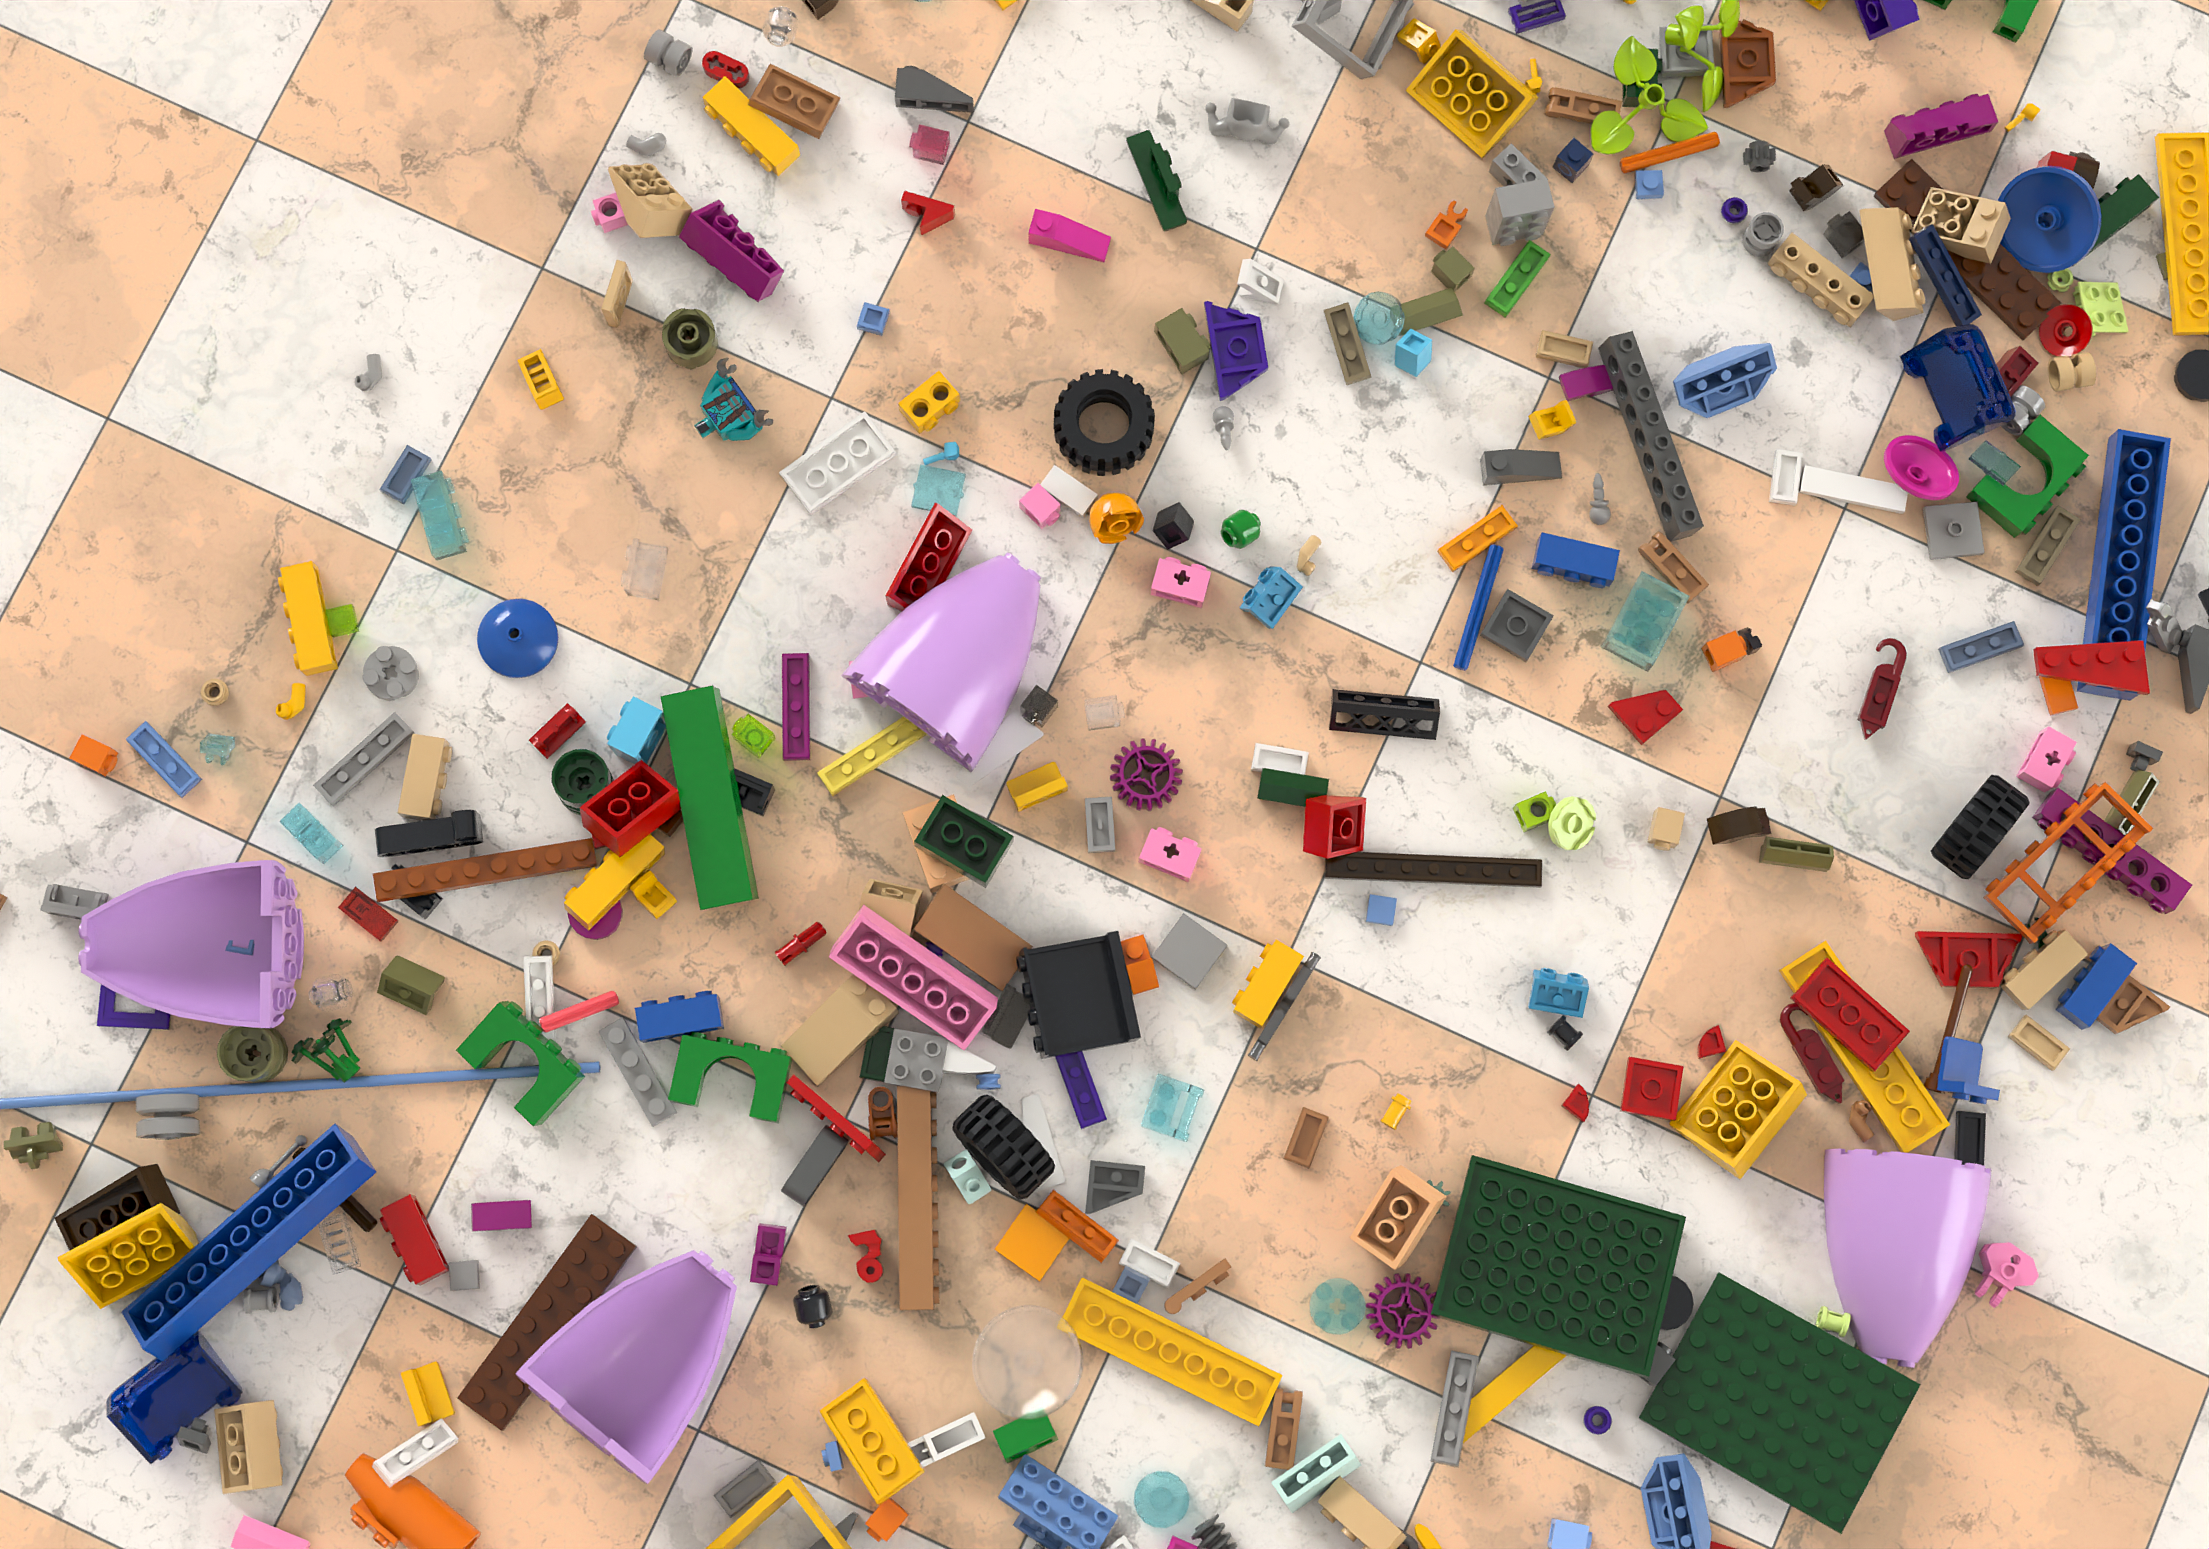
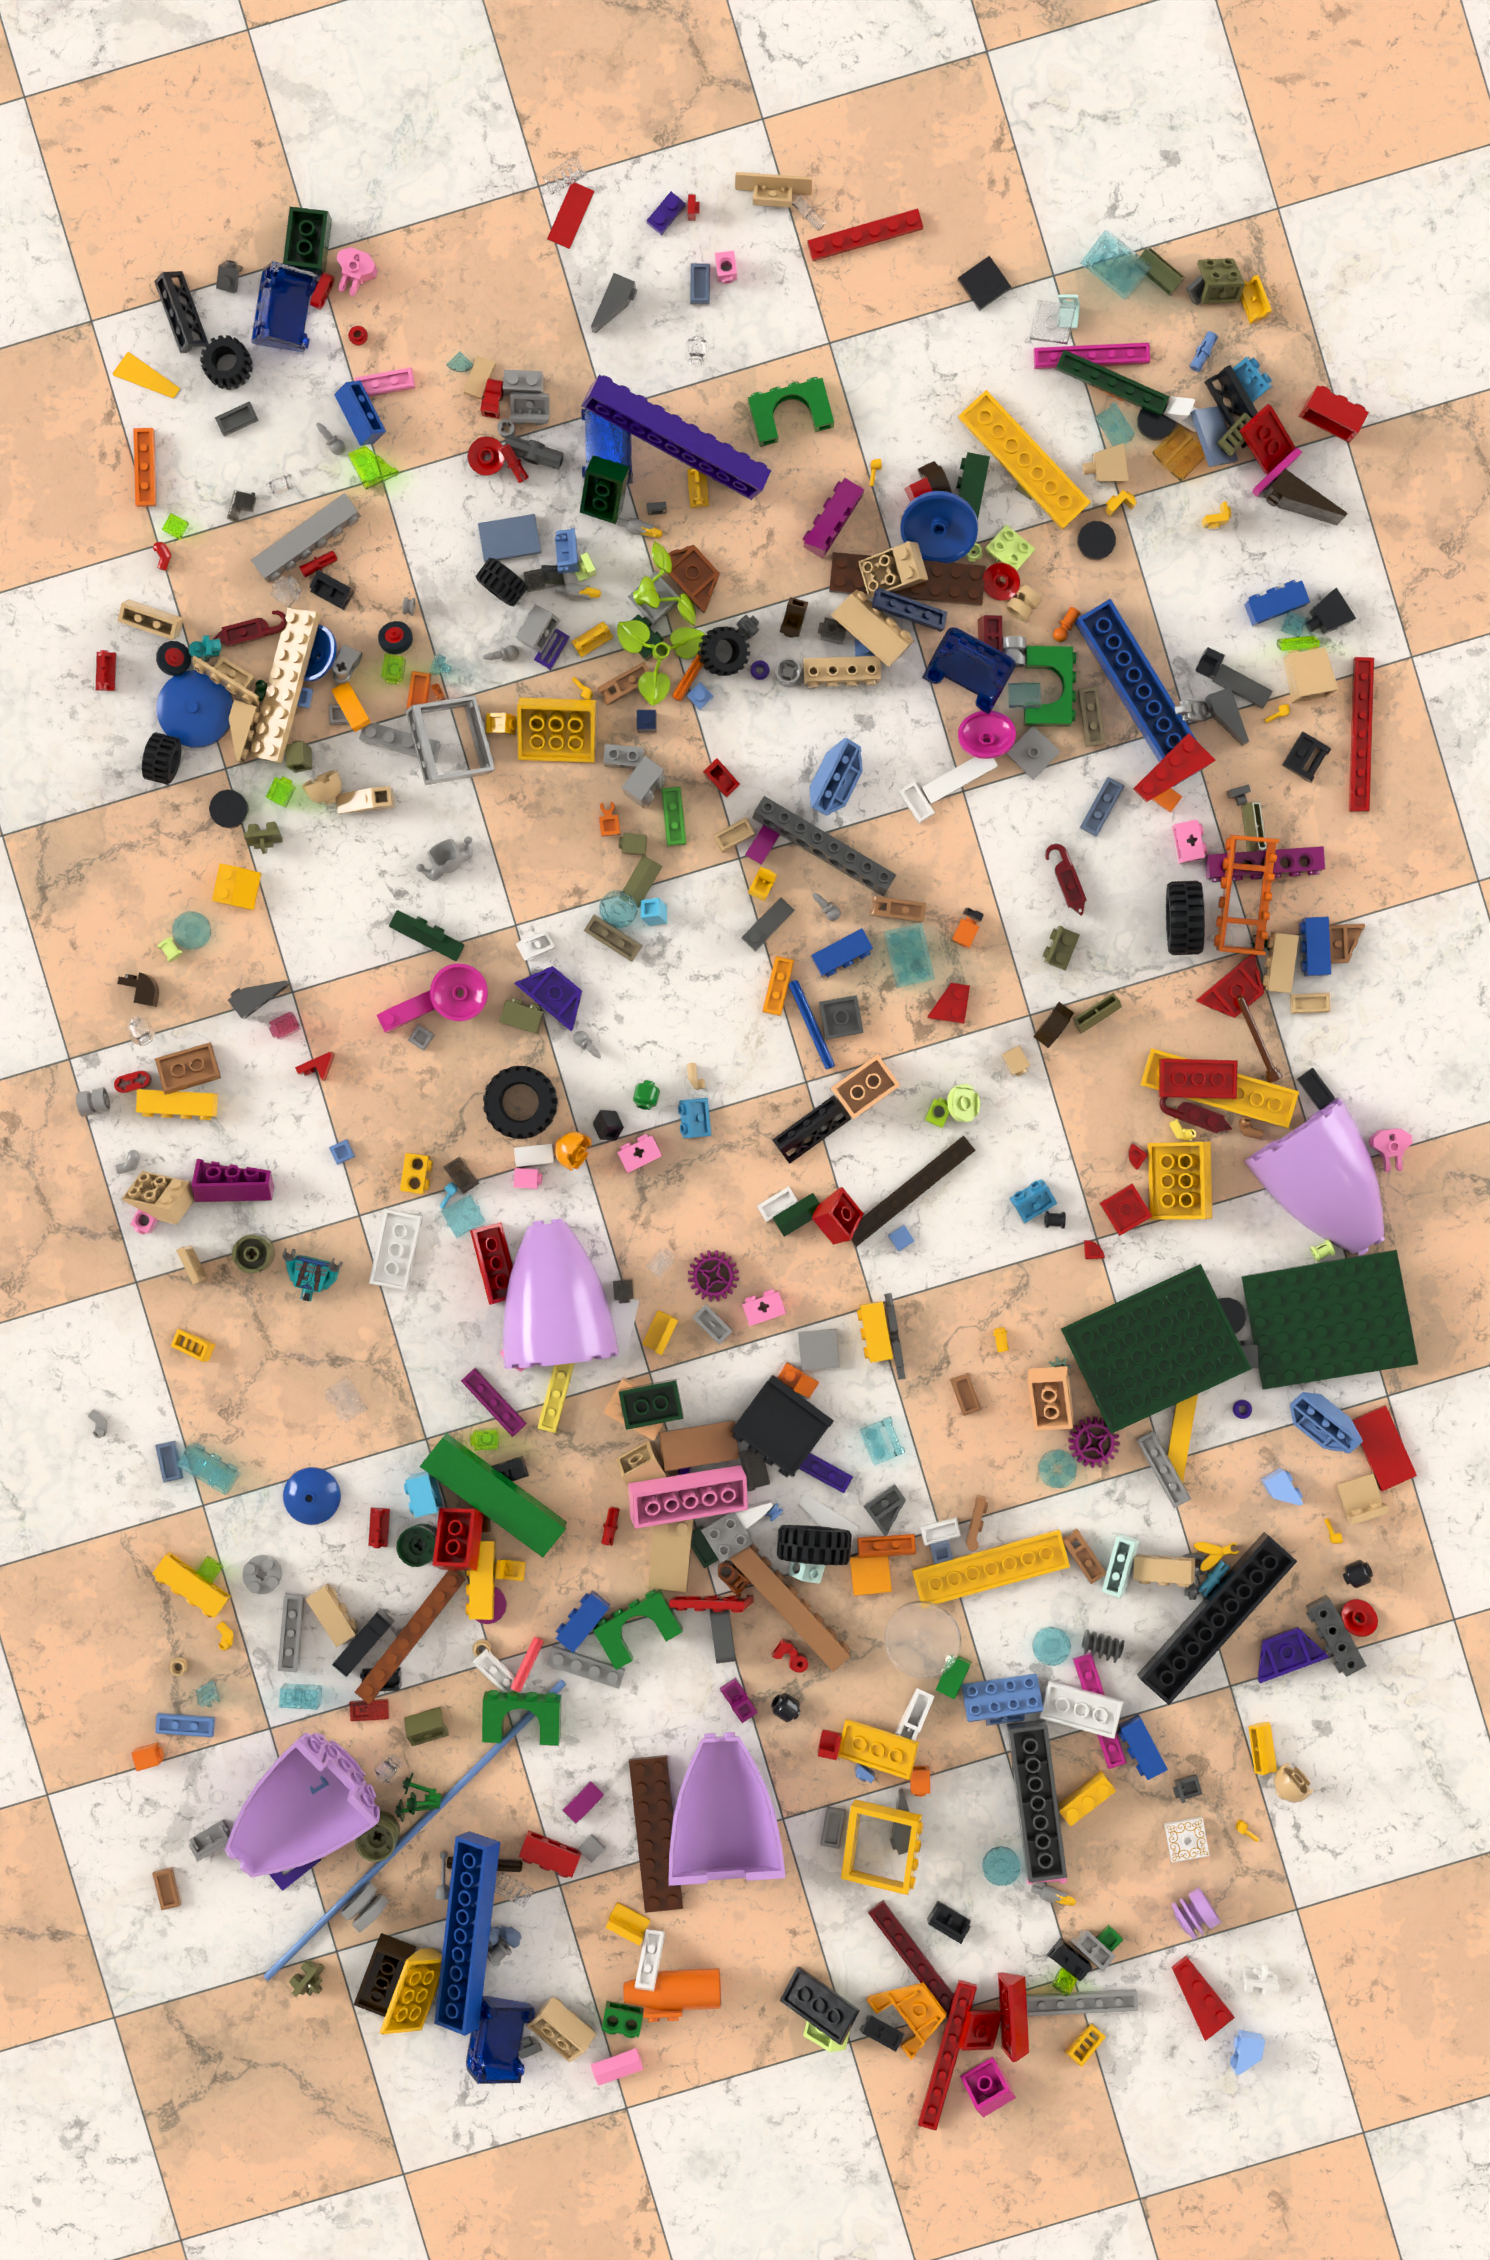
camera: 35 degrees left, 10 degrees up
(330, 1490) = (623, 2014): none -> green brick
(823, 1390) = (829, 1744): none -> red panel
(976, 442) = (461, 1174): none -> clear smoke slope
(1058, 275) = (421, 1037): none -> light grey tile
(1140, 244) = (445, 988): none -> dark pink dish
(1481, 715) = (865, 1086): none -> light nougat brick
(1586, 38) = (592, 639): none -> yellow hinge
(1602, 278) = (721, 777): none -> red slope
(1734, 151) = (739, 651): none -> black tyre
(1781, 1058) = (1182, 1133): none -> light yellow arm
(1814, 754) = (1061, 947): none -> olive bracket
(1961, 1071) = (1282, 1057): bracket -> none
(2085, 435) = (1060, 634): none -> orange pin

